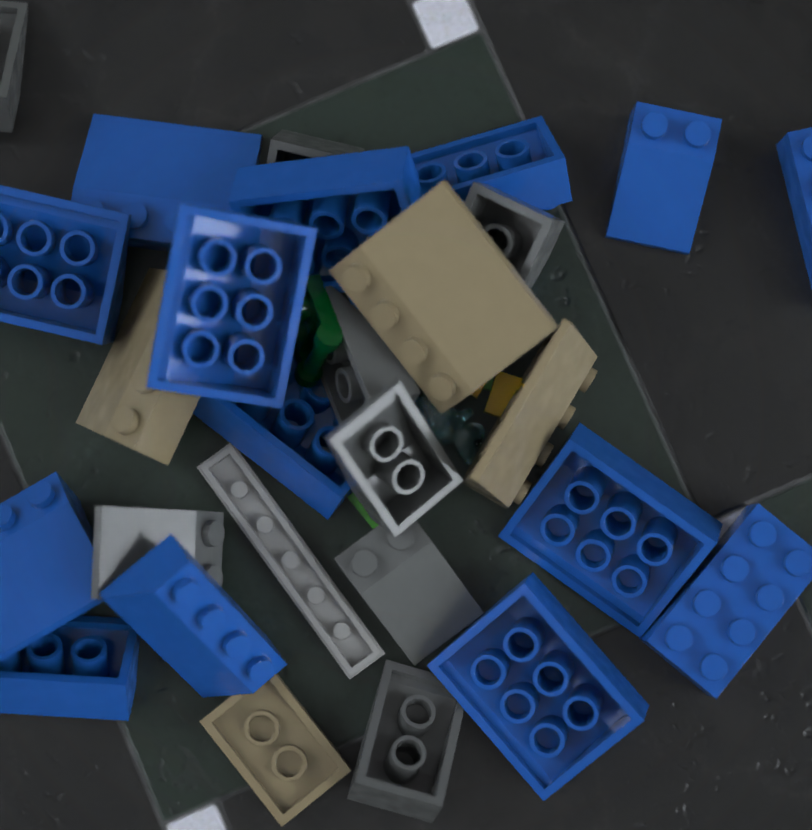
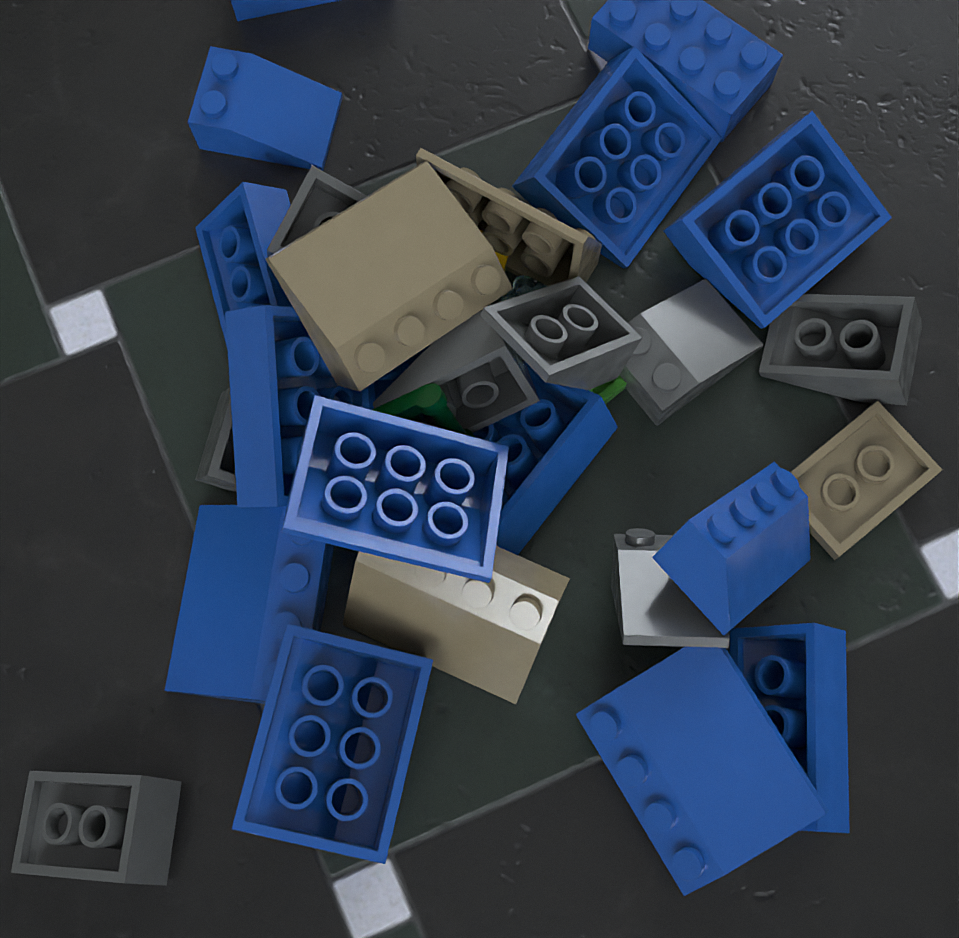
camera: 85 degrees left, 10 degrees down
(291, 560) = (657, 471): light grey tile -> none

